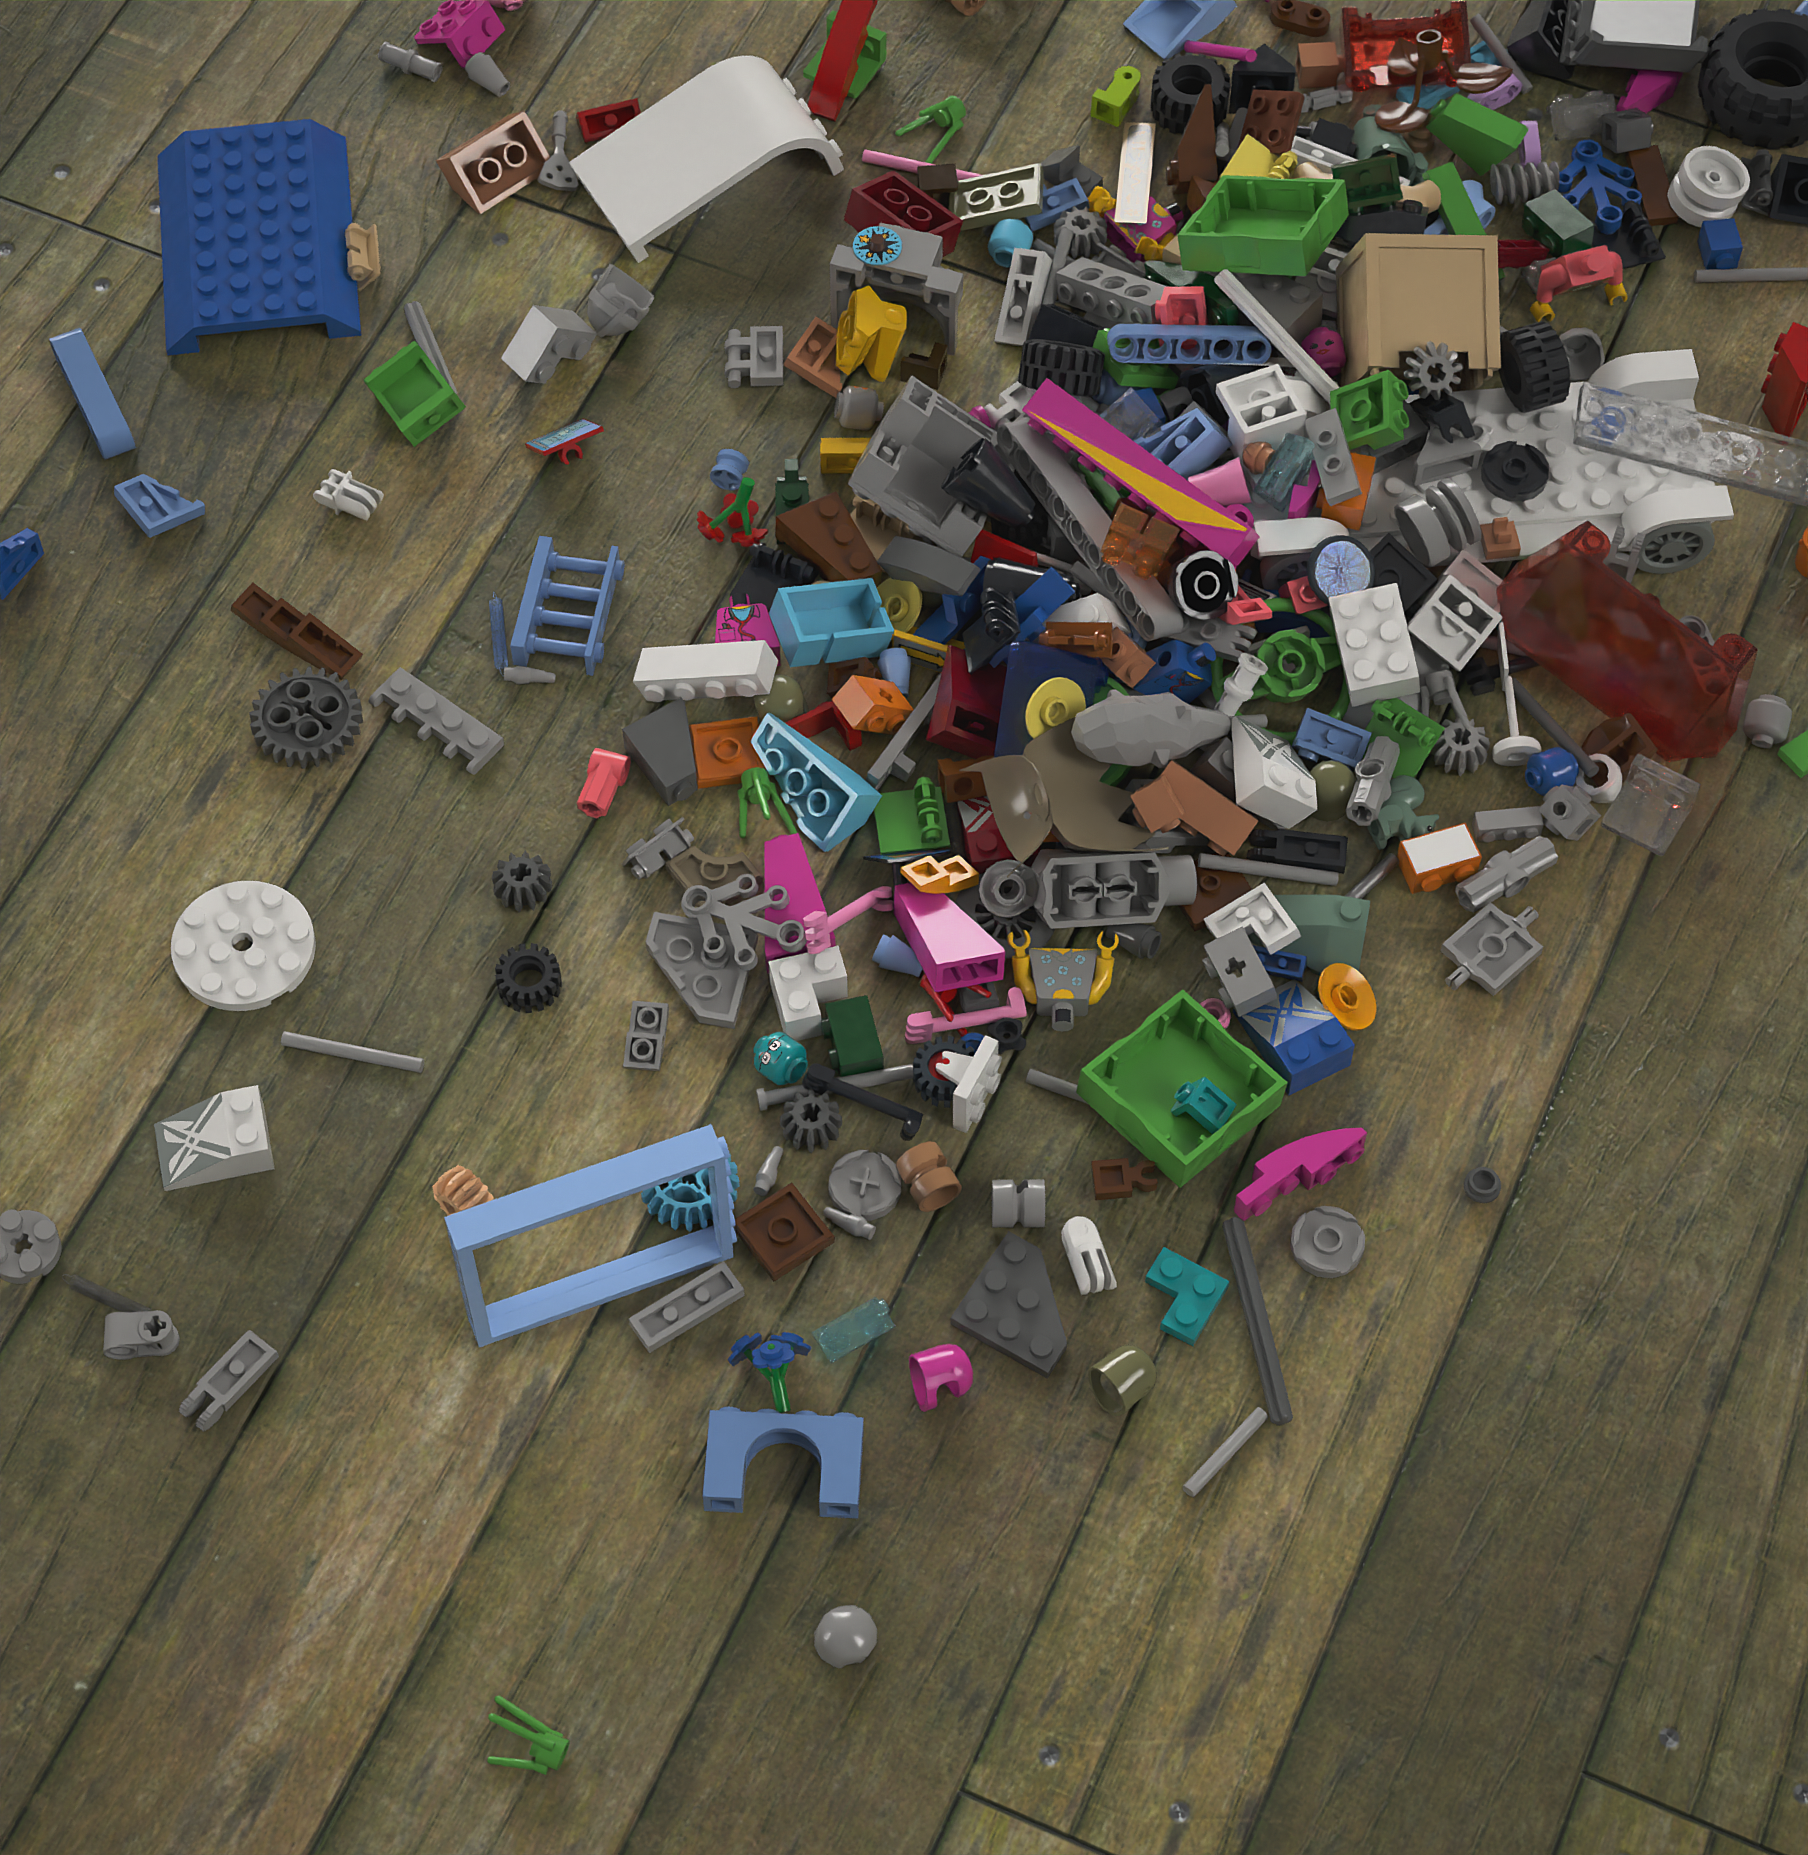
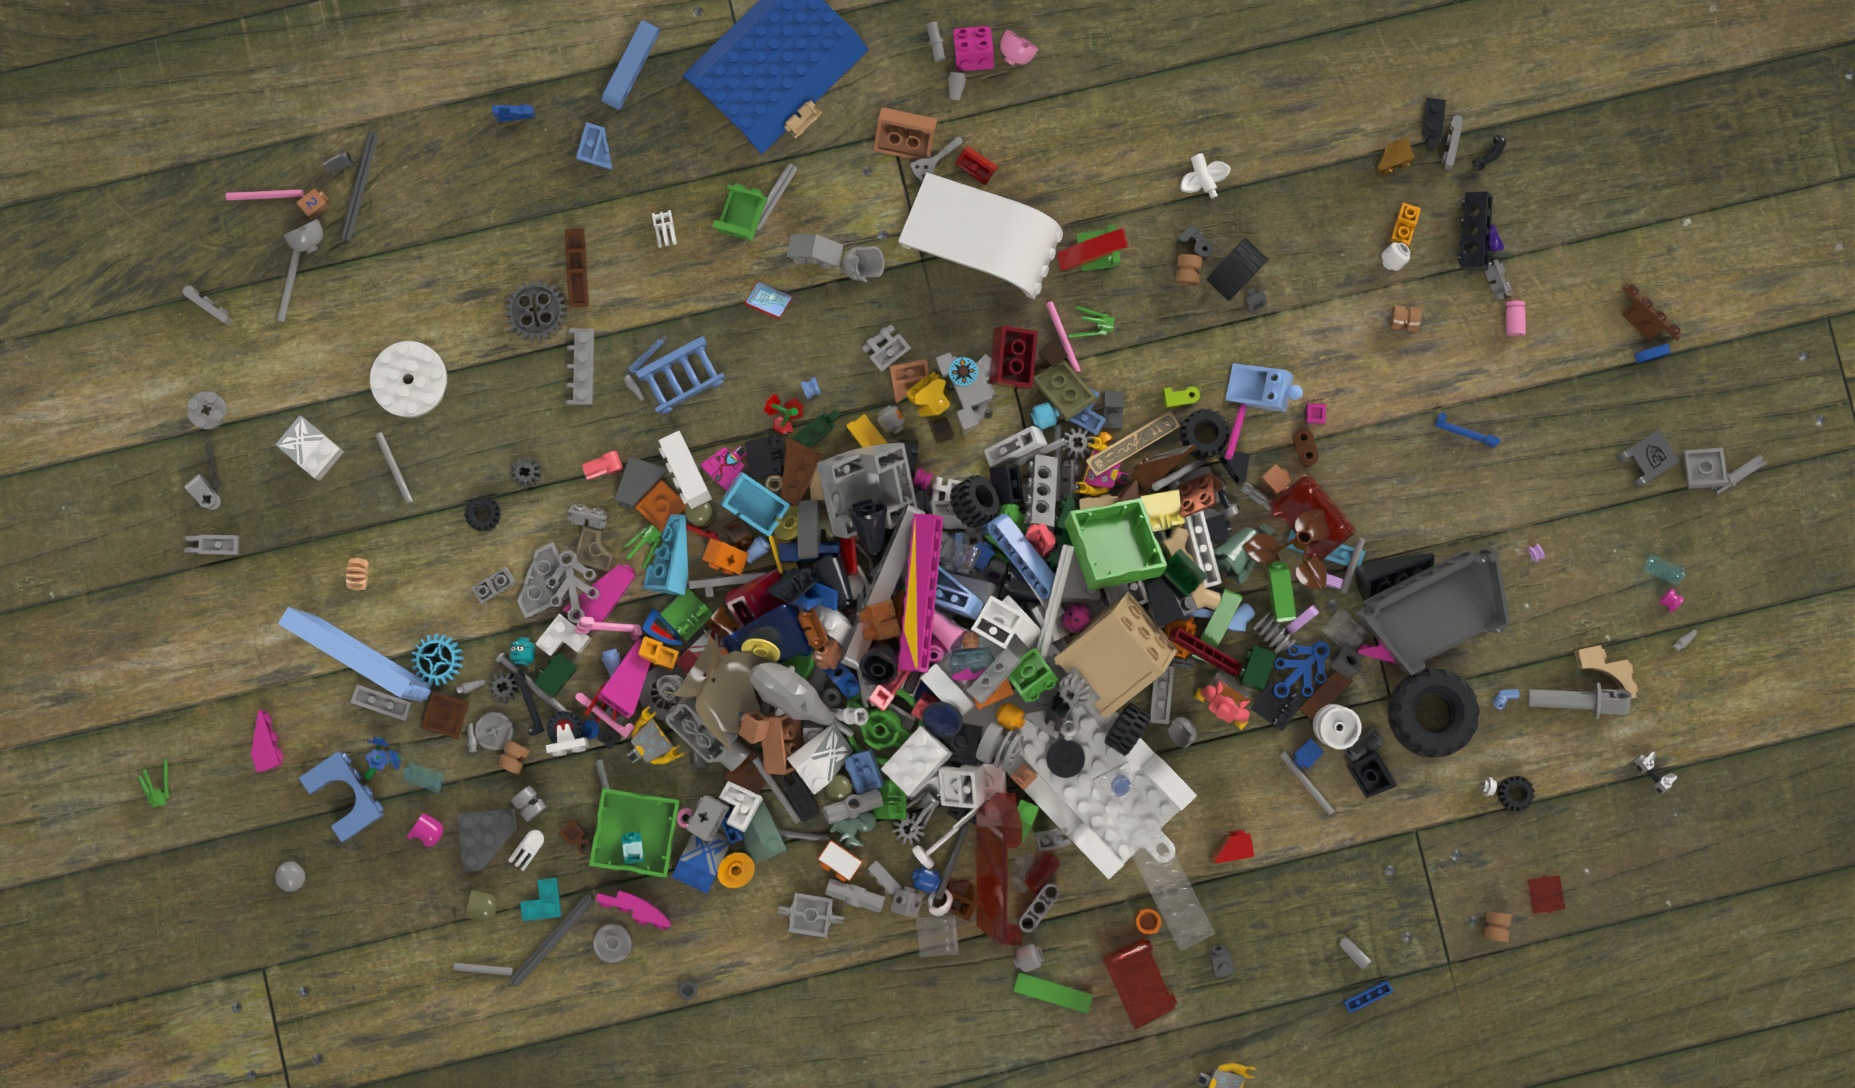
camera: 50 degrees right, 25 degrees up
(614, 1525) = (264, 747): none -> dark pink slope
(1404, 482) = (1010, 716): none -> light orange head

